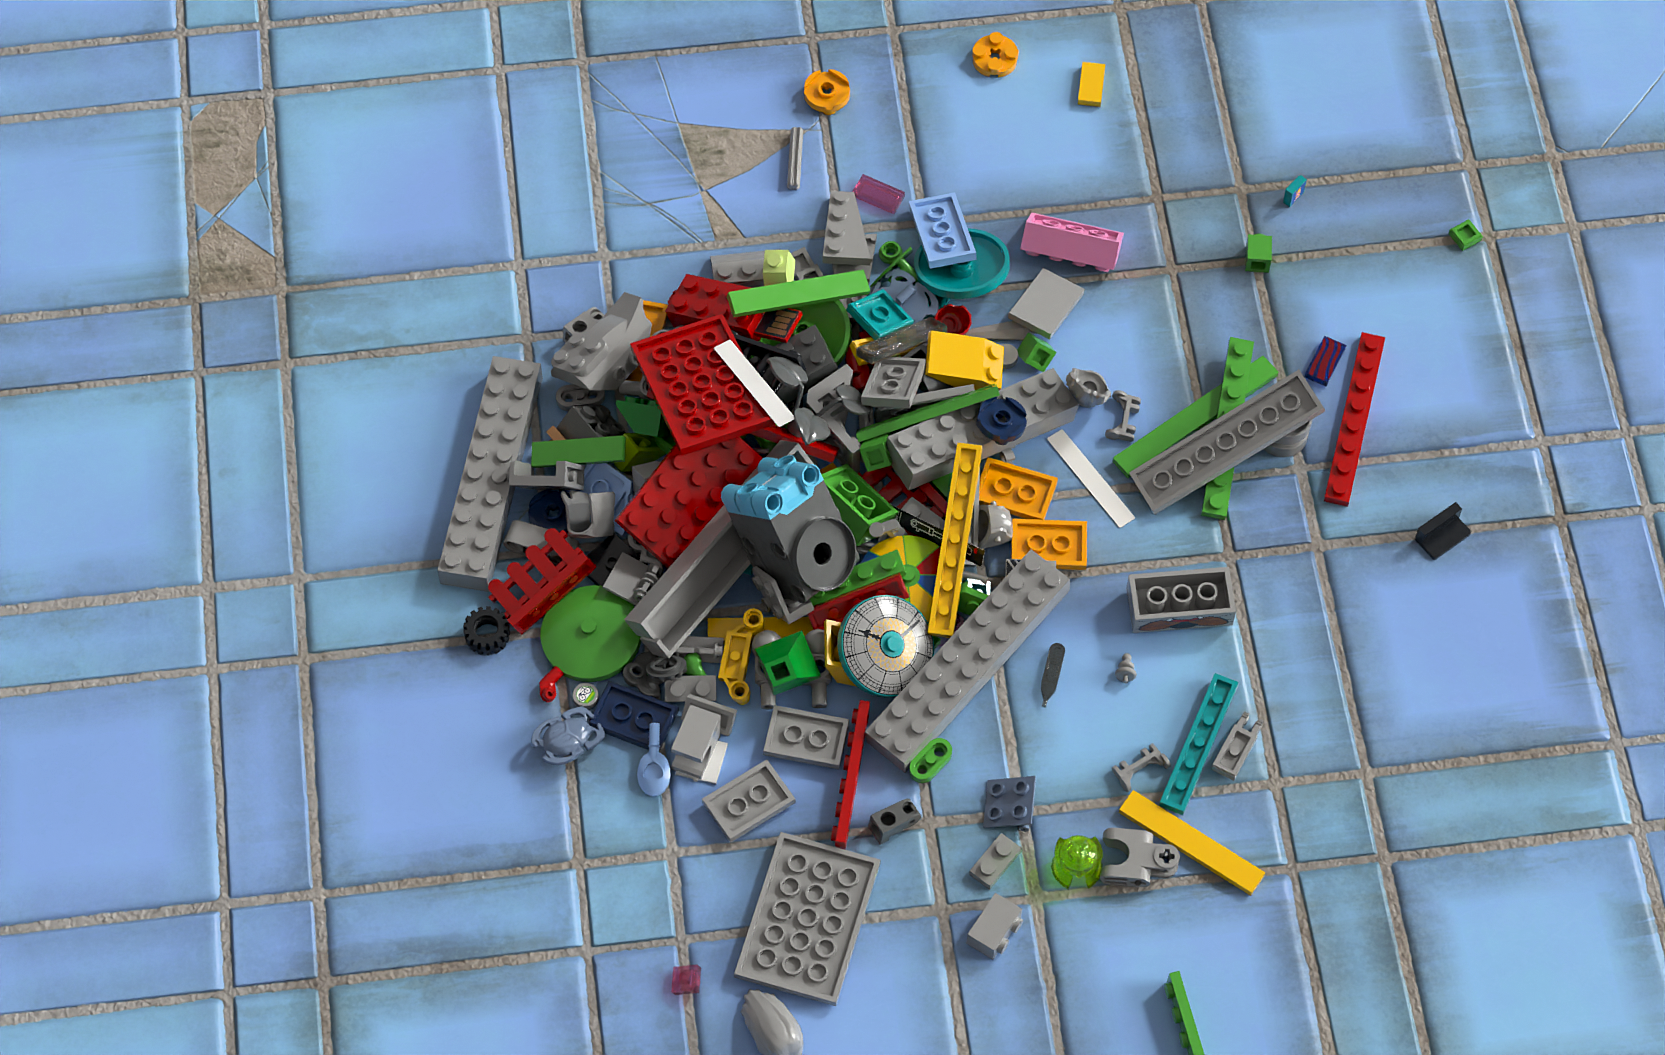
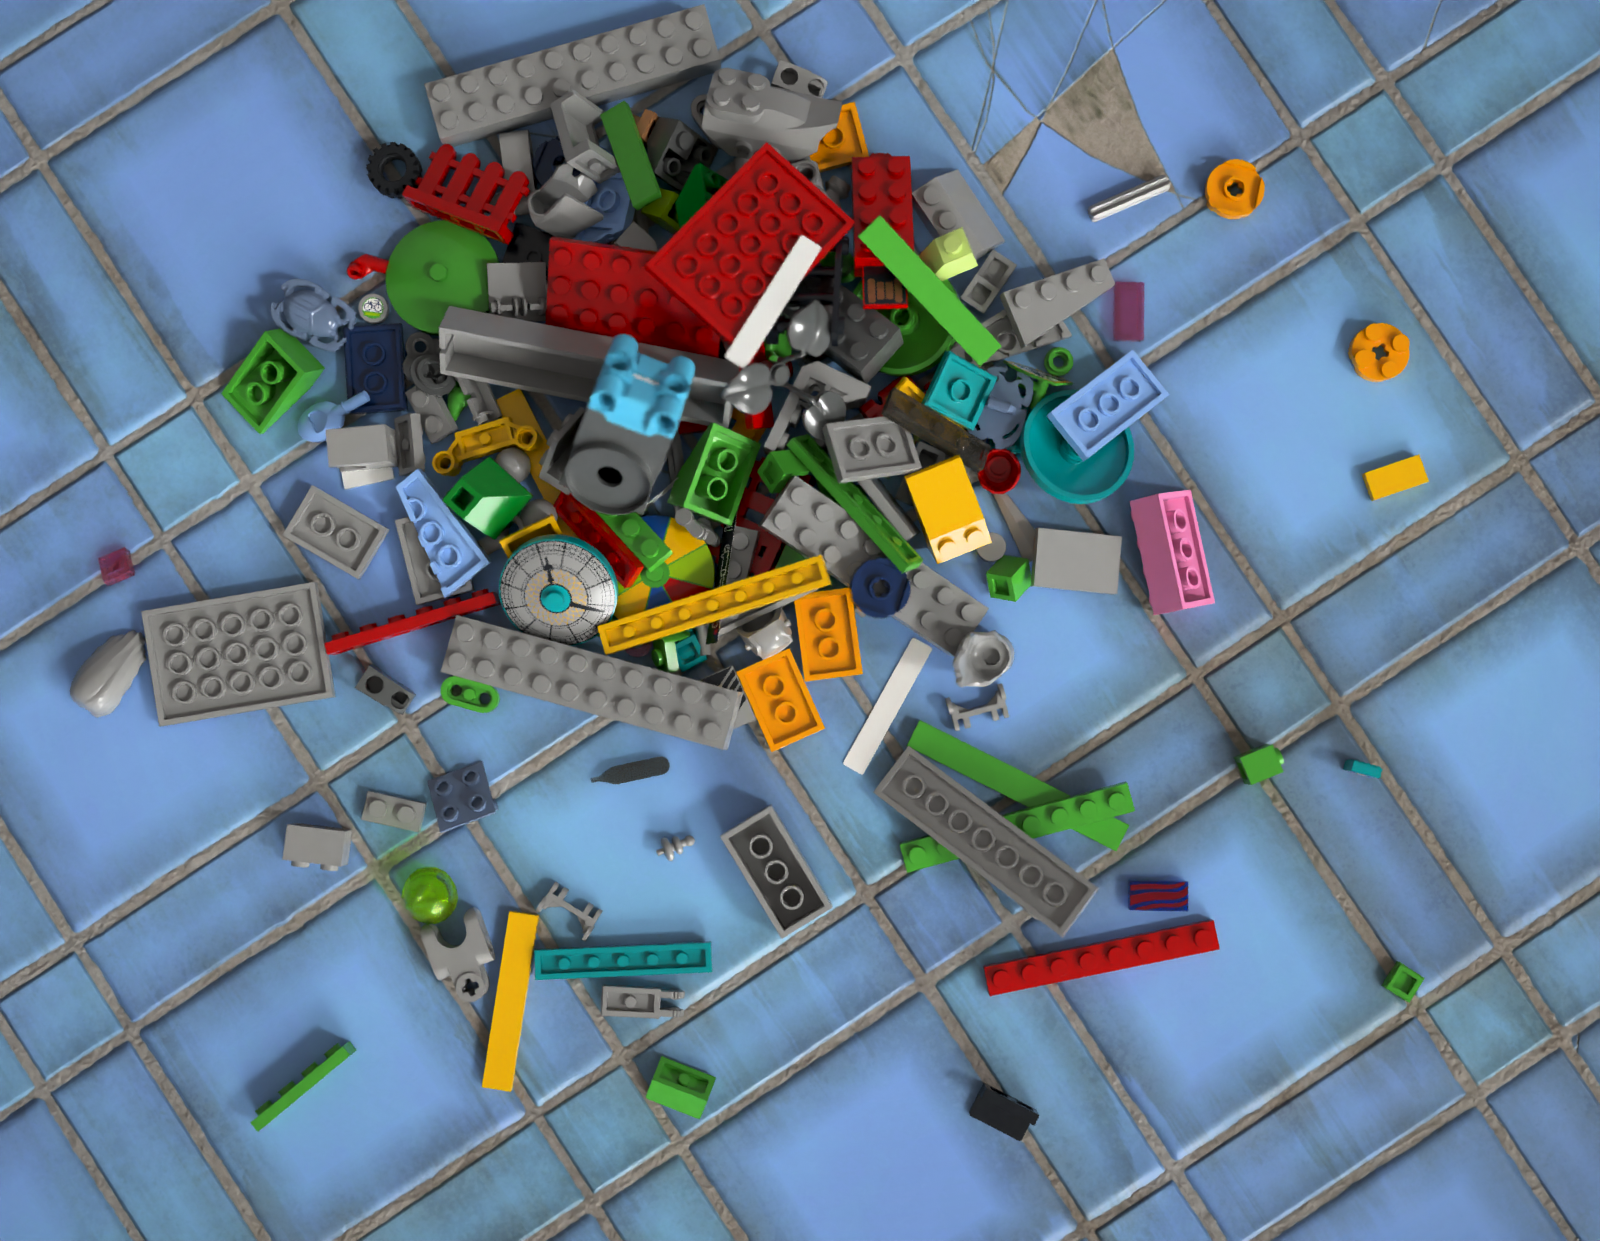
camera: 65 degrees right, 25 degrees up
(601, 793) = (272, 379): none -> bright green slope
(800, 715) = (447, 541): none -> light blue wing
(1321, 748) = (680, 1087): none -> bright green panel

